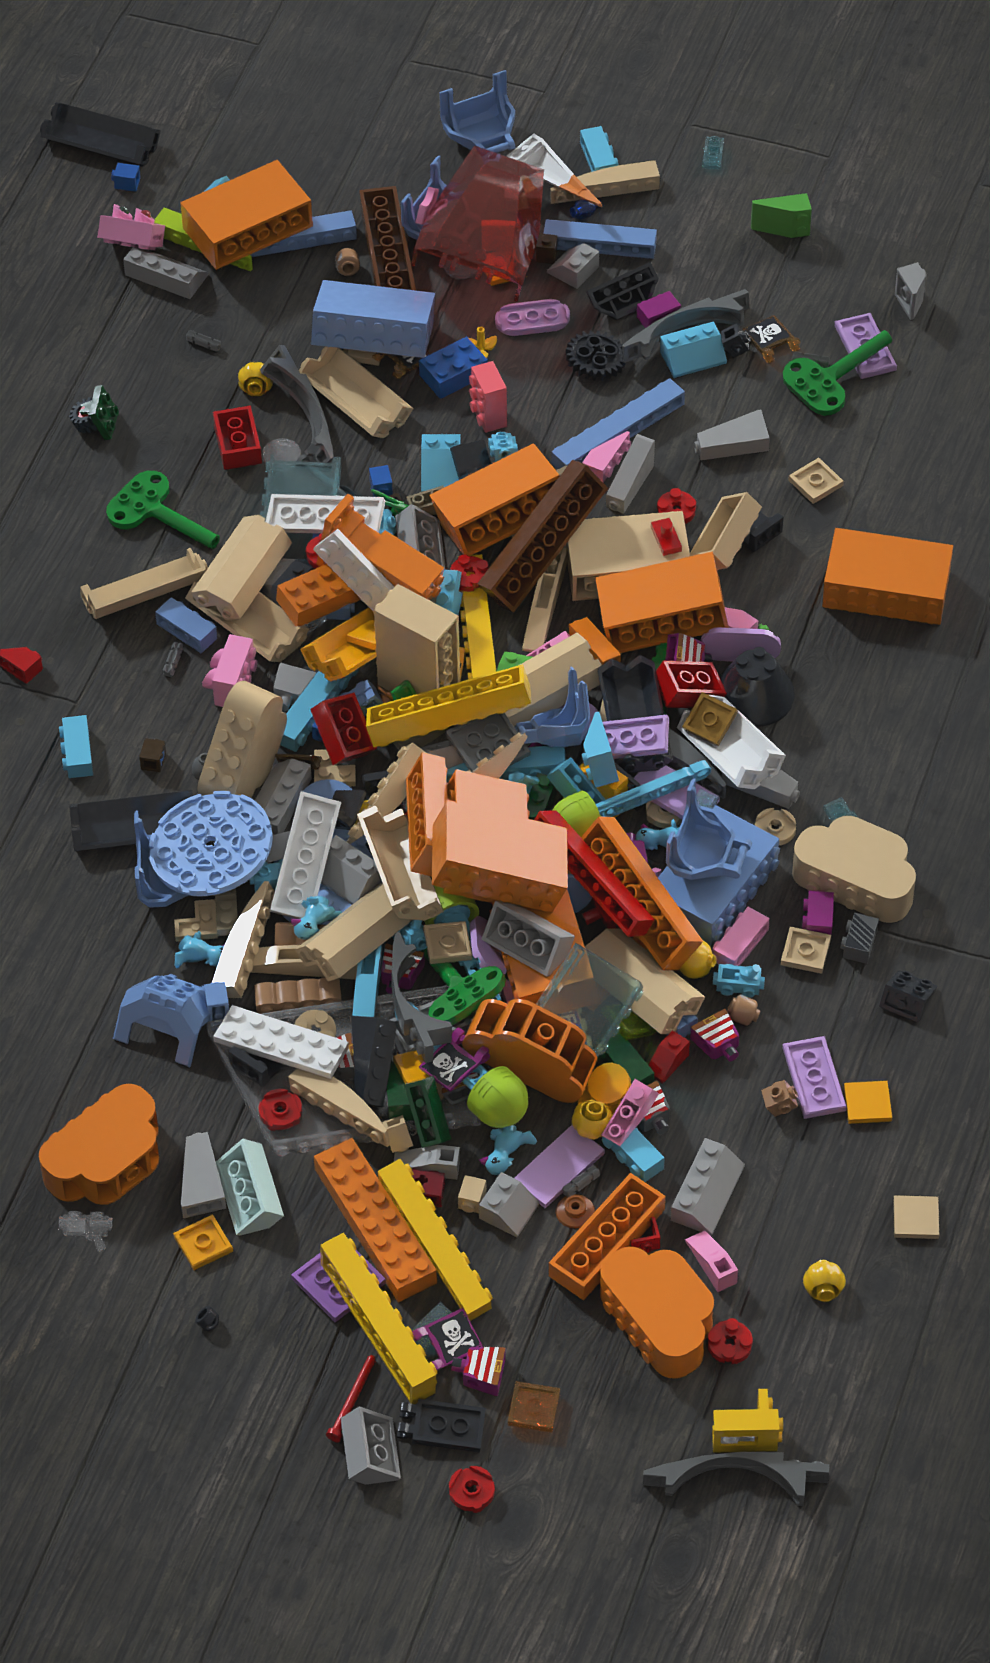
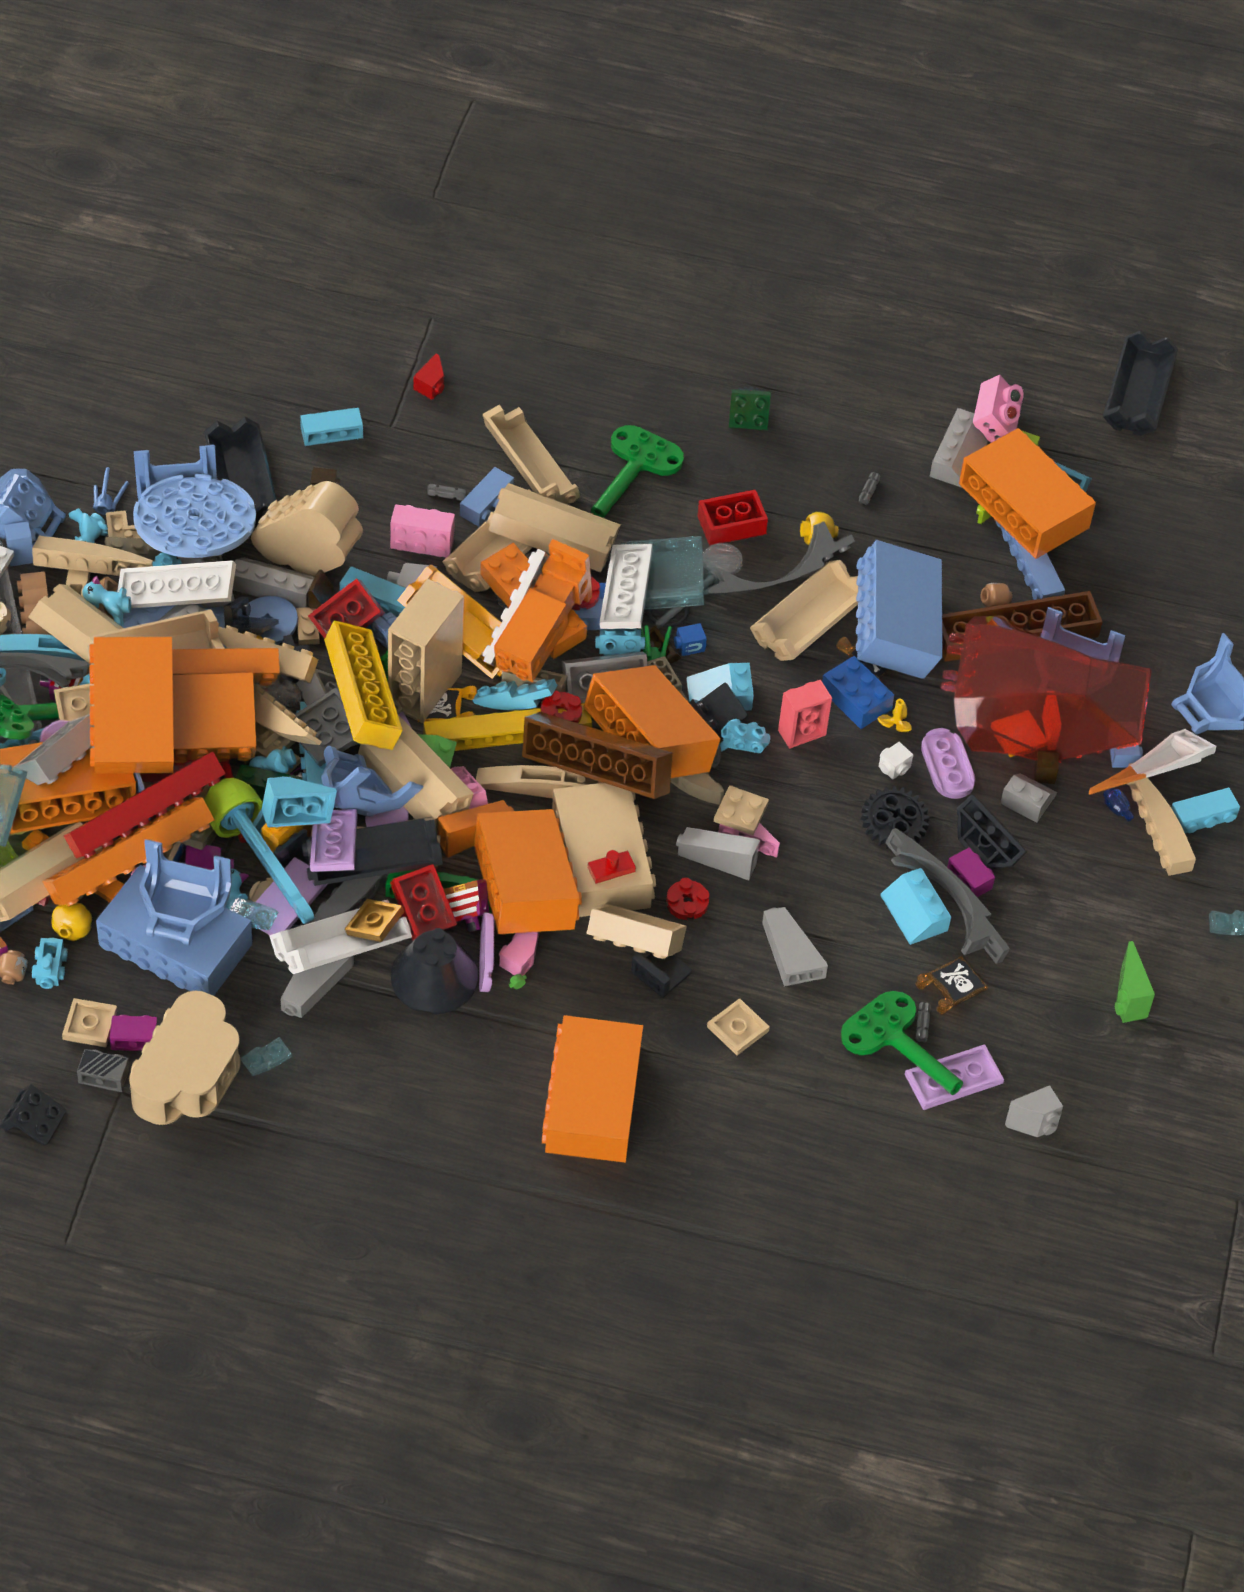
camera: 80 degrees right, 0 degrees up
(126, 177) = (1085, 409): blue brick -> none
(158, 940) = (104, 502): none -> medium blue plant
(427, 204) = (1080, 644): bright pink tile -> none
(531, 349) = (895, 760): none -> white brick
(593, 451) = (741, 810): none -> tan plate
(604, 238) = (1072, 817): medium blue brick -> none
(632, 418) = (806, 851): medium blue brick -> none
(735, 340) = (931, 942): black brick -> none
(741, 937) = (101, 963): bright pink brick -> none
(783, 818) = (250, 1005): tan plate -> none

